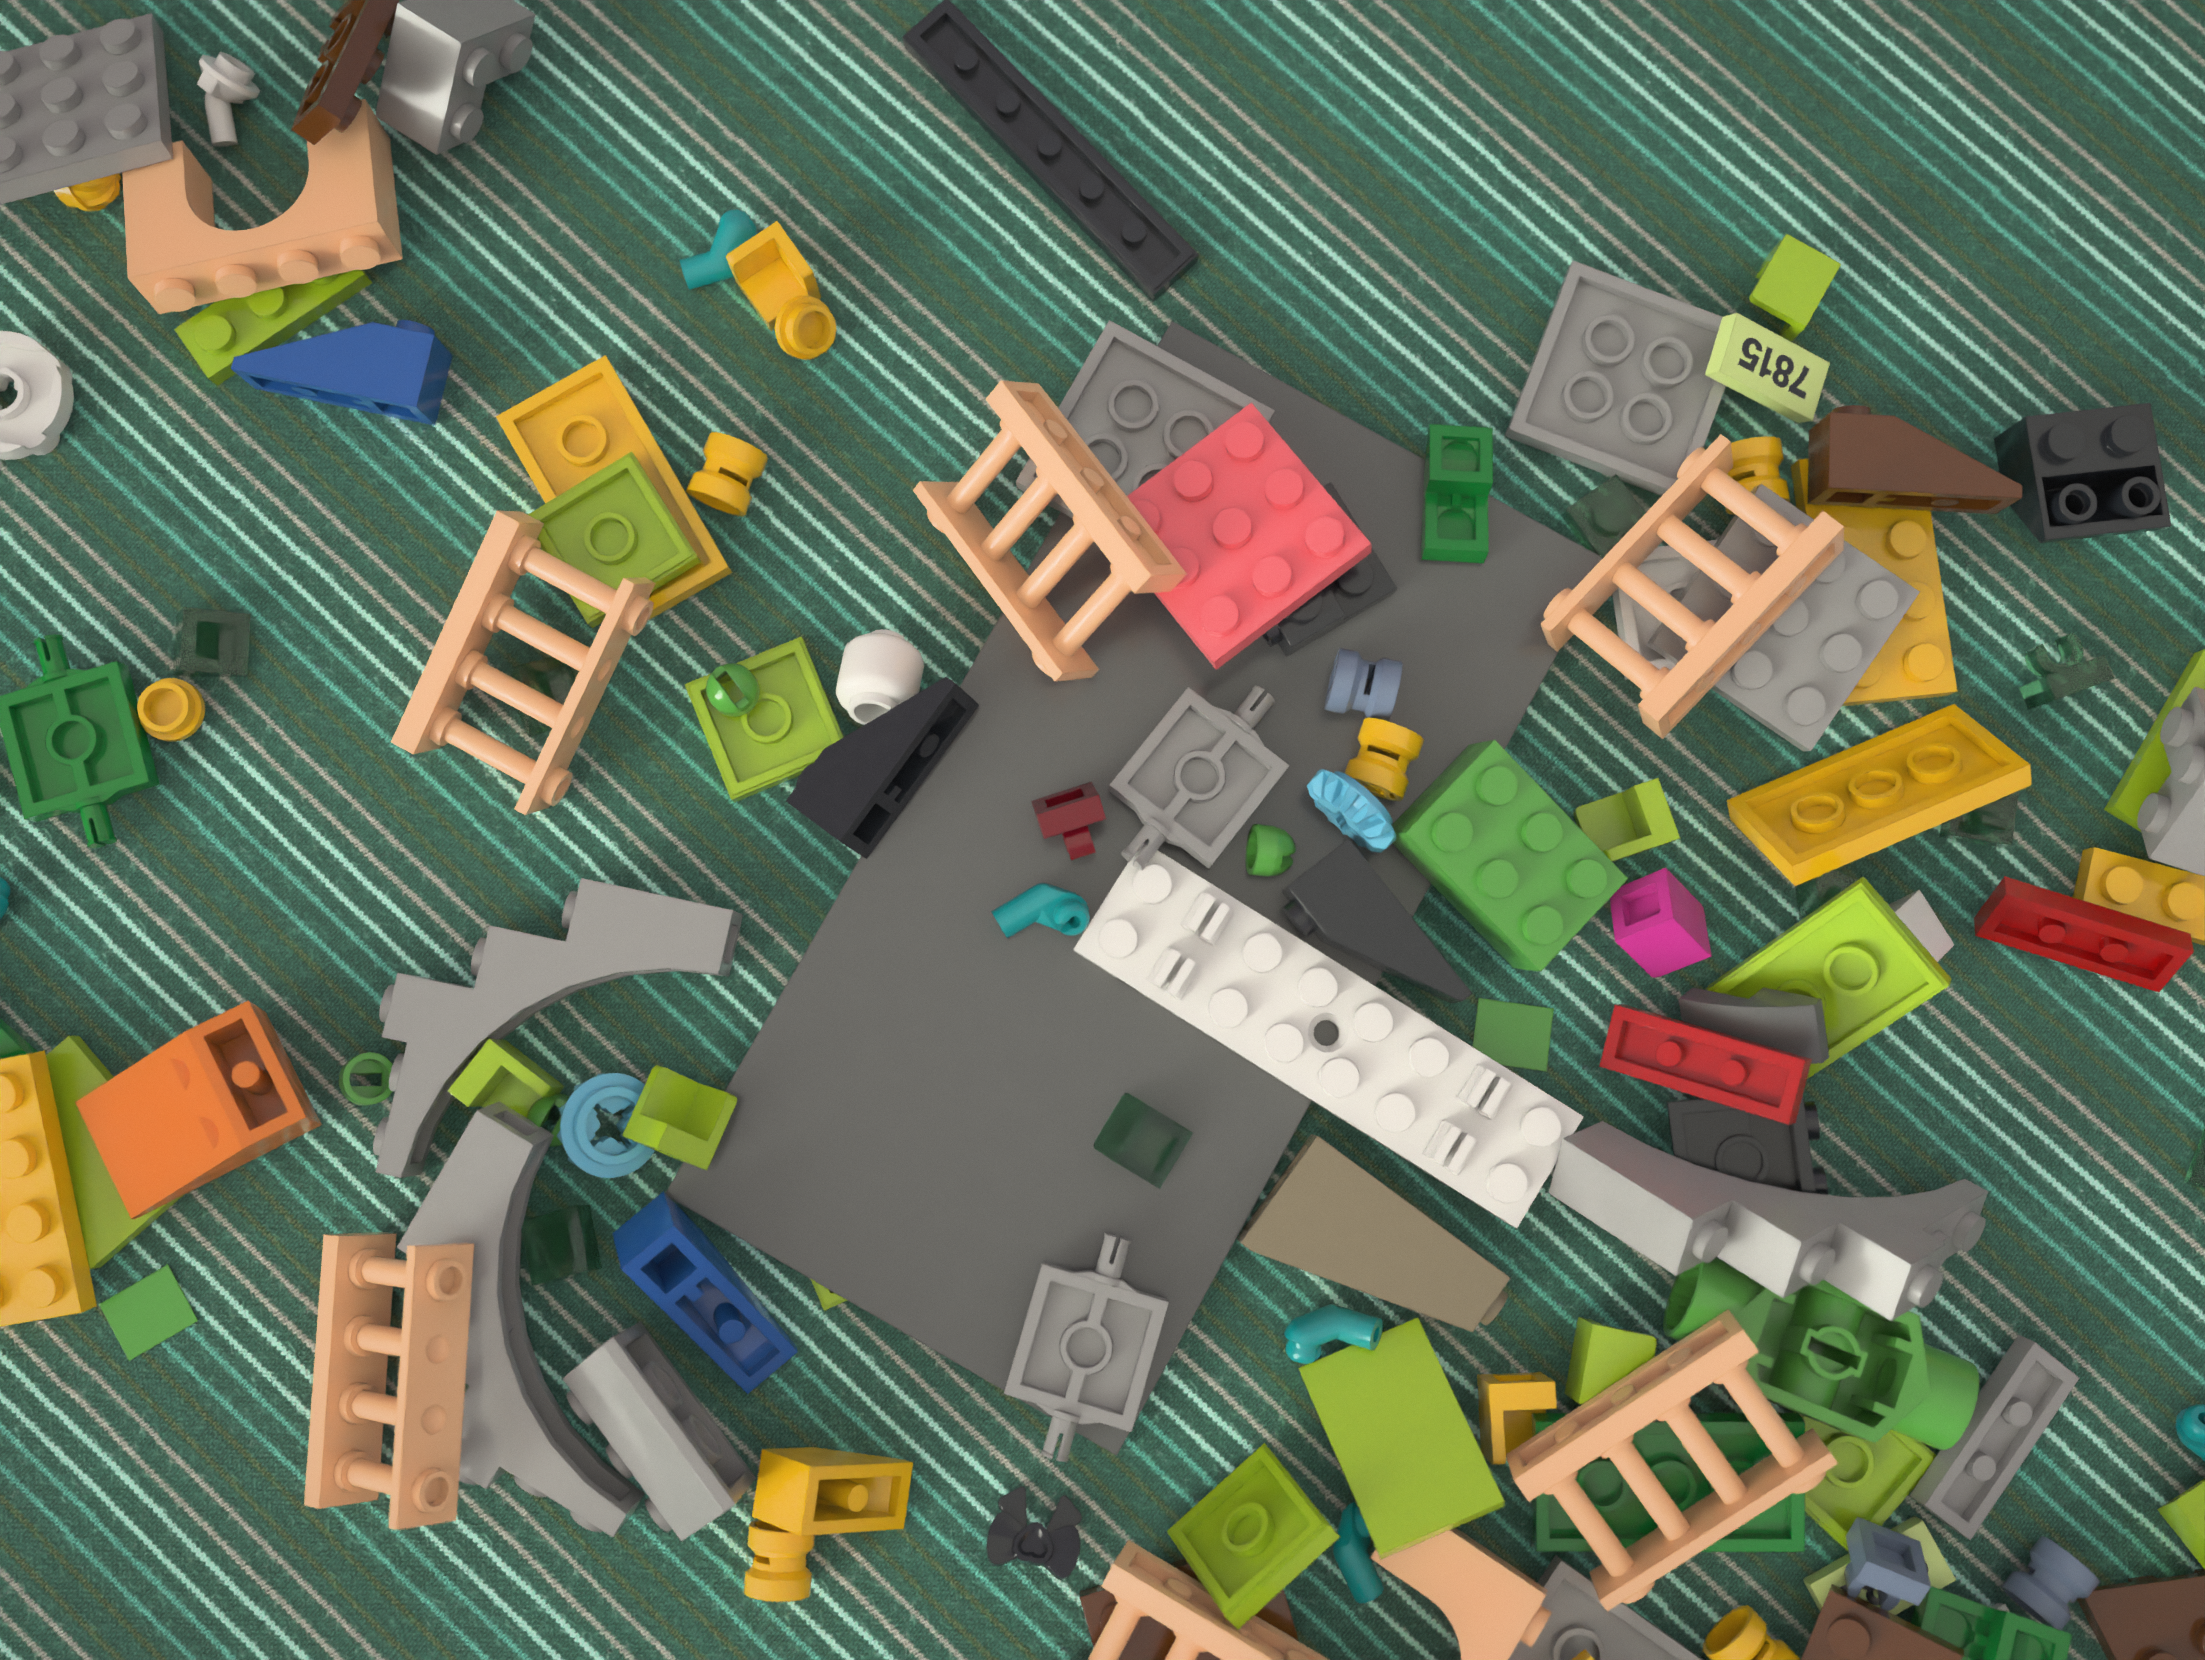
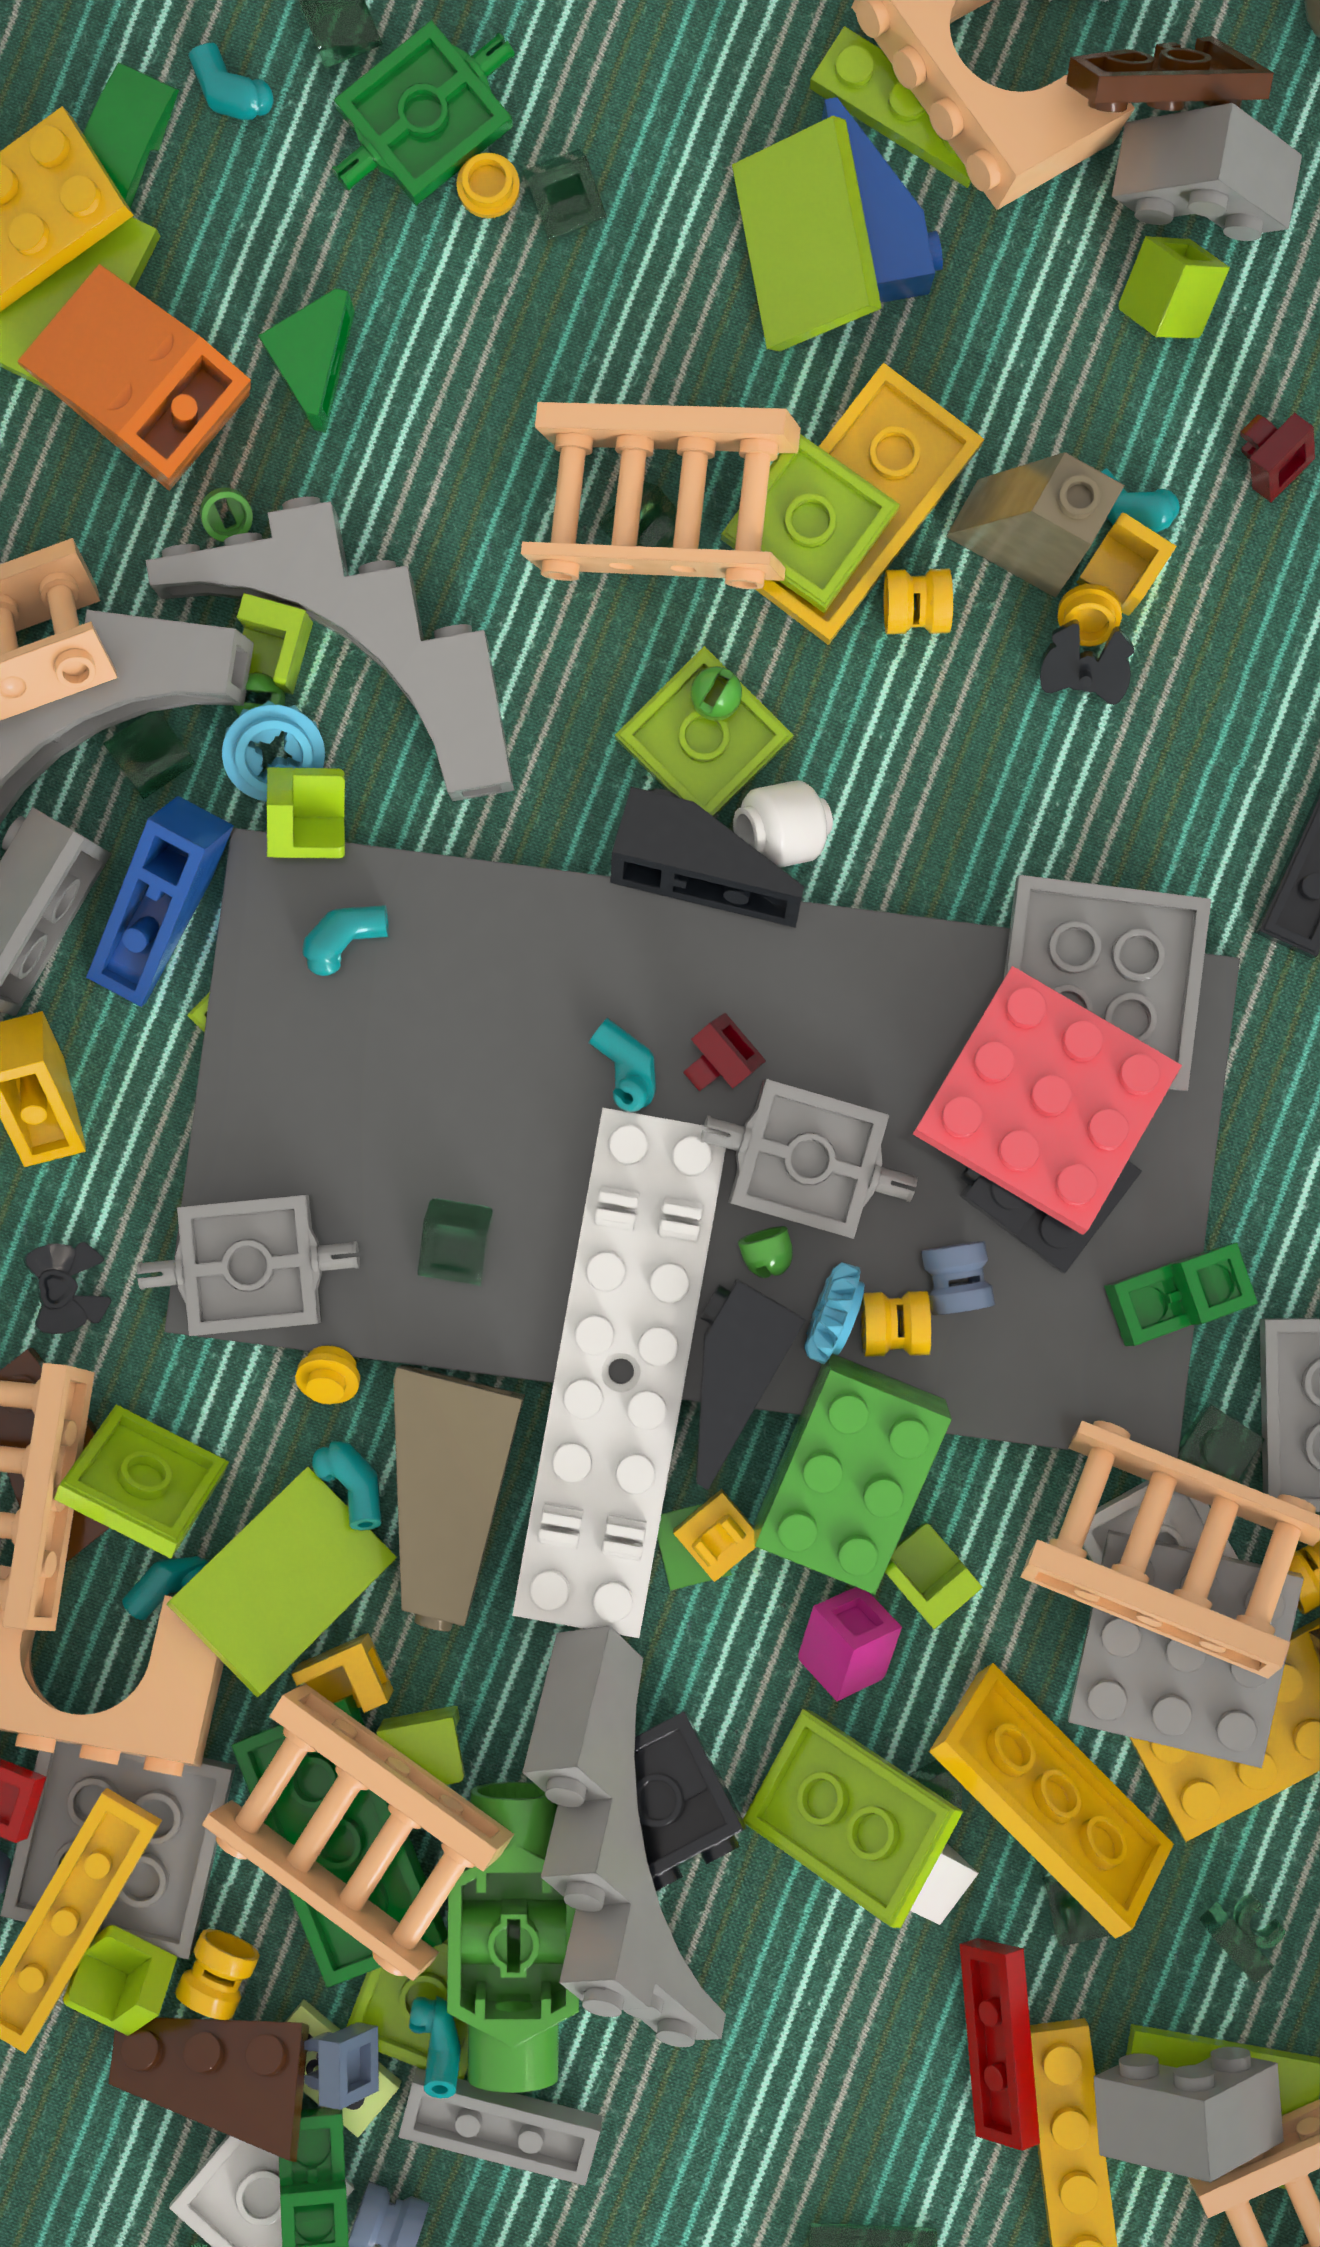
camera: 75 degrees right, 5 degrees up
(250, 938) = (311, 351): none -> green slope
(347, 436) = (806, 234): none -> lime tile
(542, 136) = (1173, 287): none -> lime panel
(698, 327) = (1037, 518): none -> dark tan slope
(731, 106) = (1277, 454): none -> dark red tile
(804, 1133) = (337, 930): none -> teal arm
(843, 368) = (1066, 667): none -> black piece
(1100, 516) = (1010, 968): light nougat fence -> none
(1220, 1313) = (328, 1375): none -> yellow plate
(1512, 1006) = (717, 1535): none -> yellow tile
(1706, 1063) = (732, 1731): red plate -> none
(1767, 1018) = (783, 1771): dark grey slope -> none
(1900, 1459) = (444, 2045): none -> teal arm

